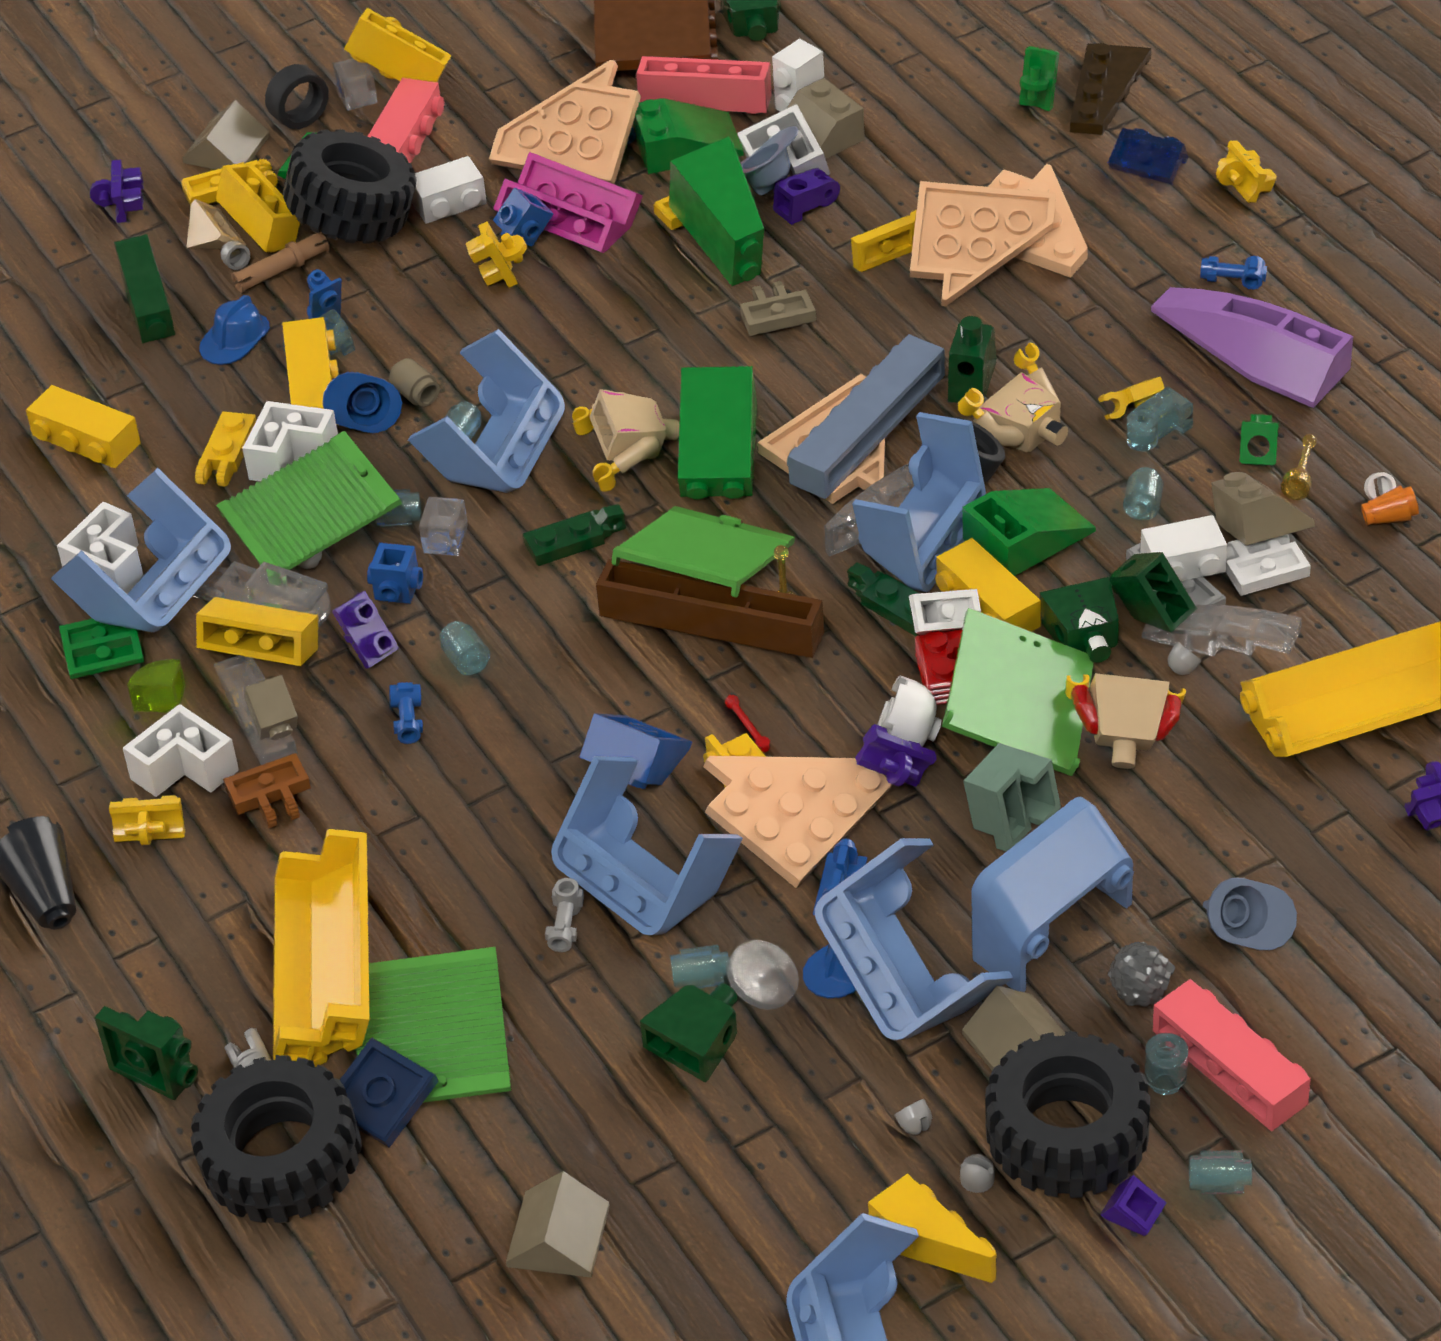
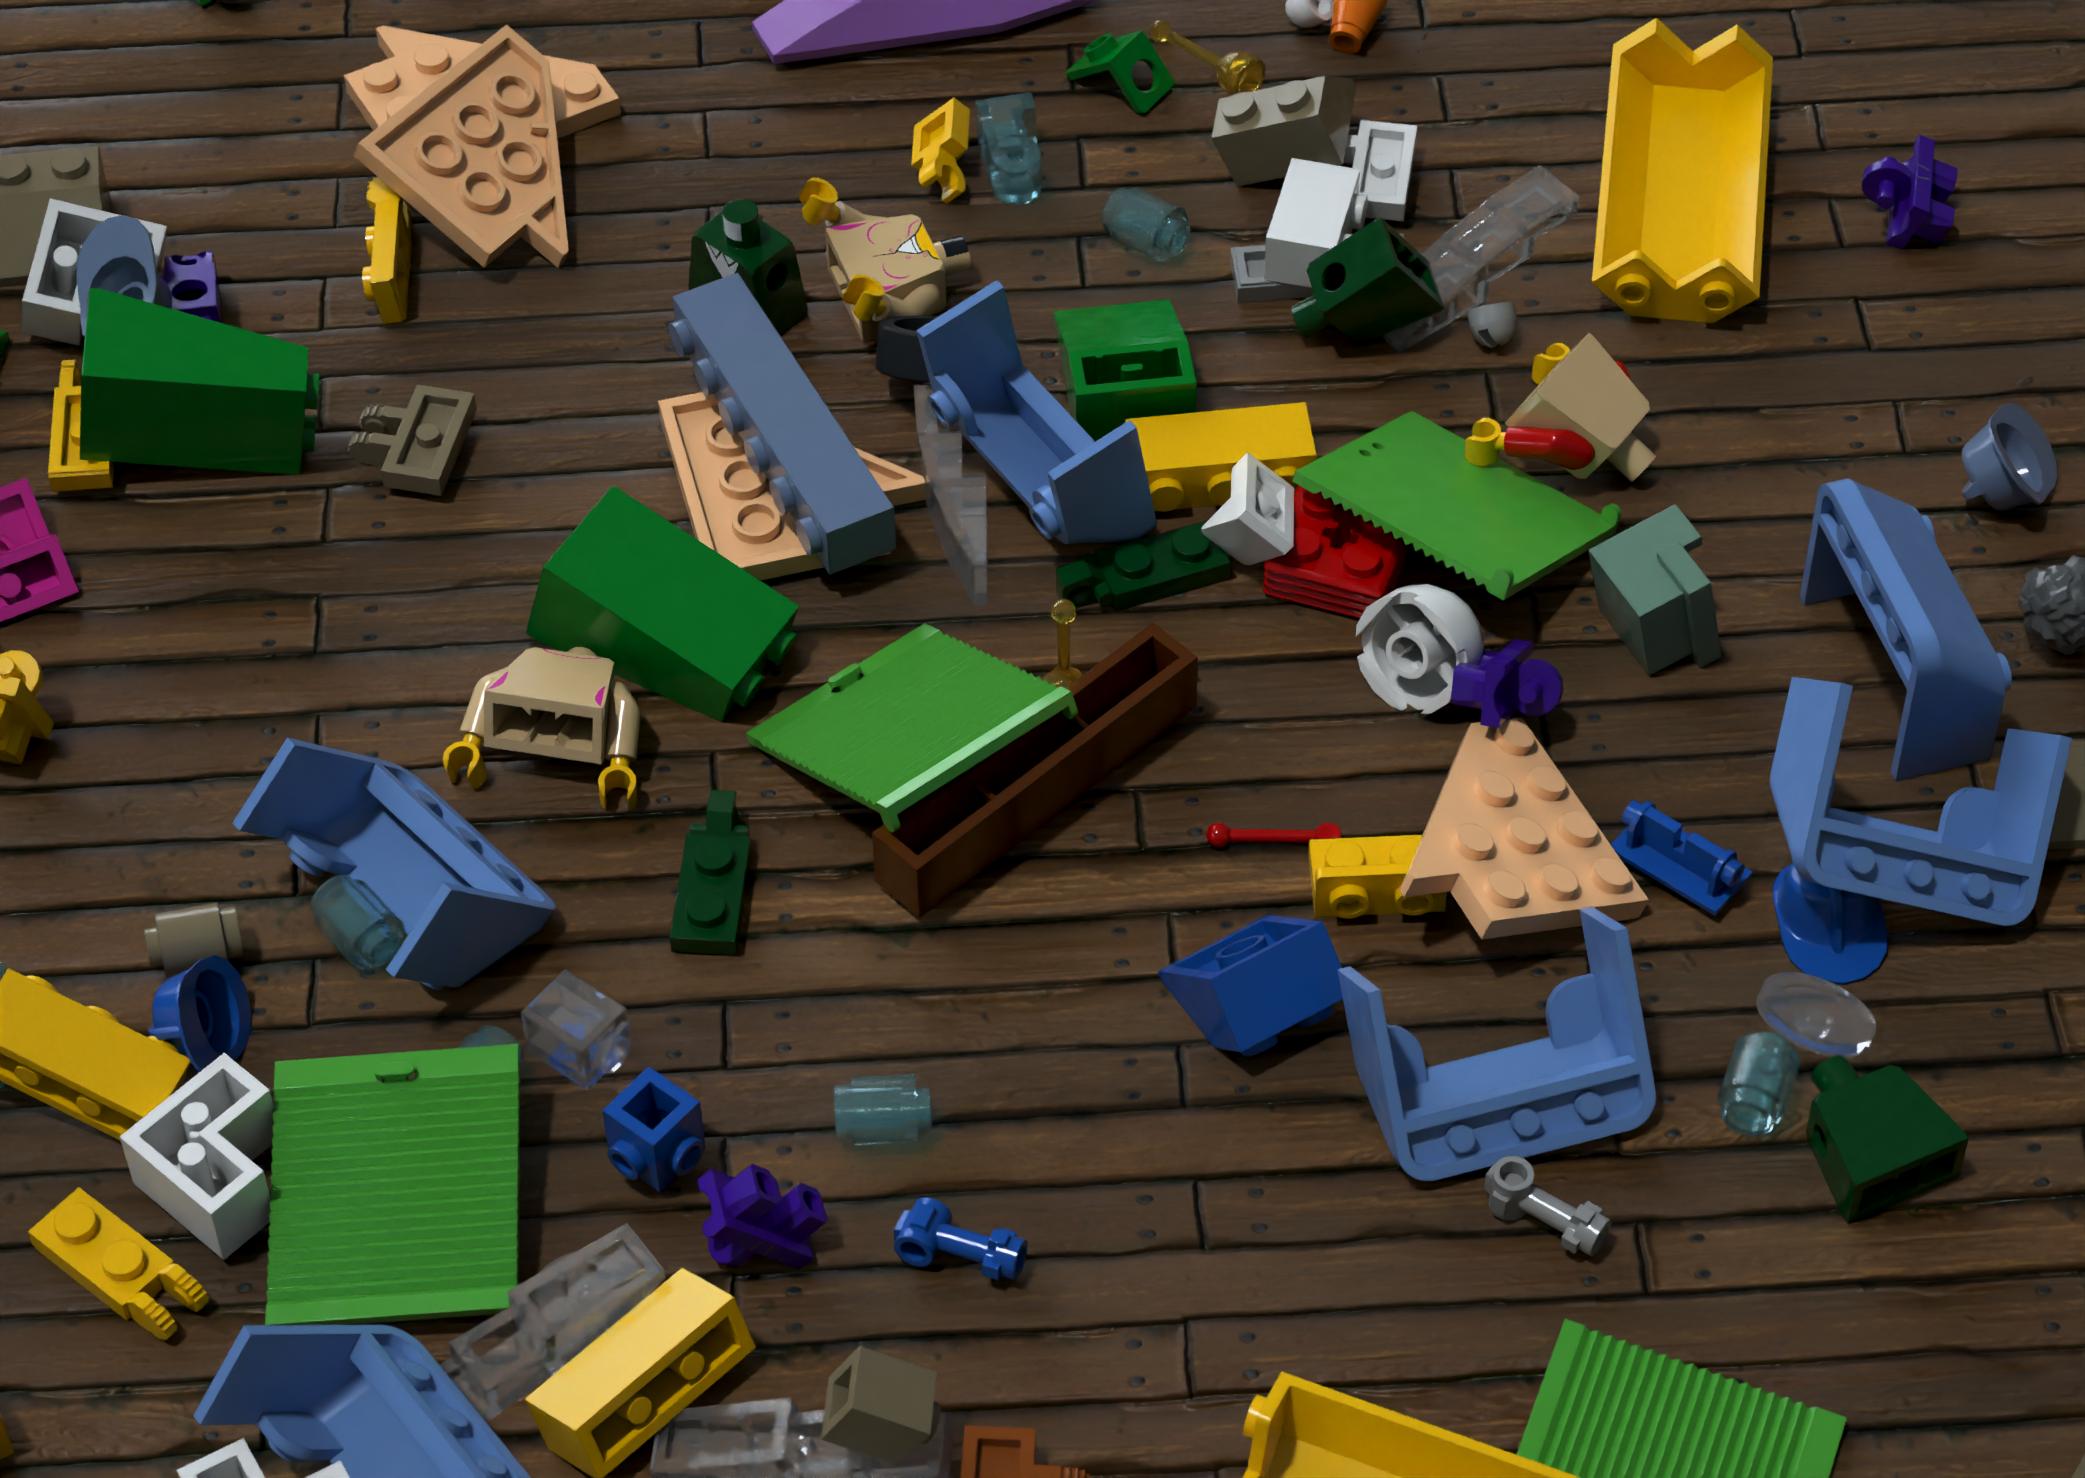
camera: 65 degrees left, 5 degrees up
(1082, 617) = (1353, 381): dark green torso -> none

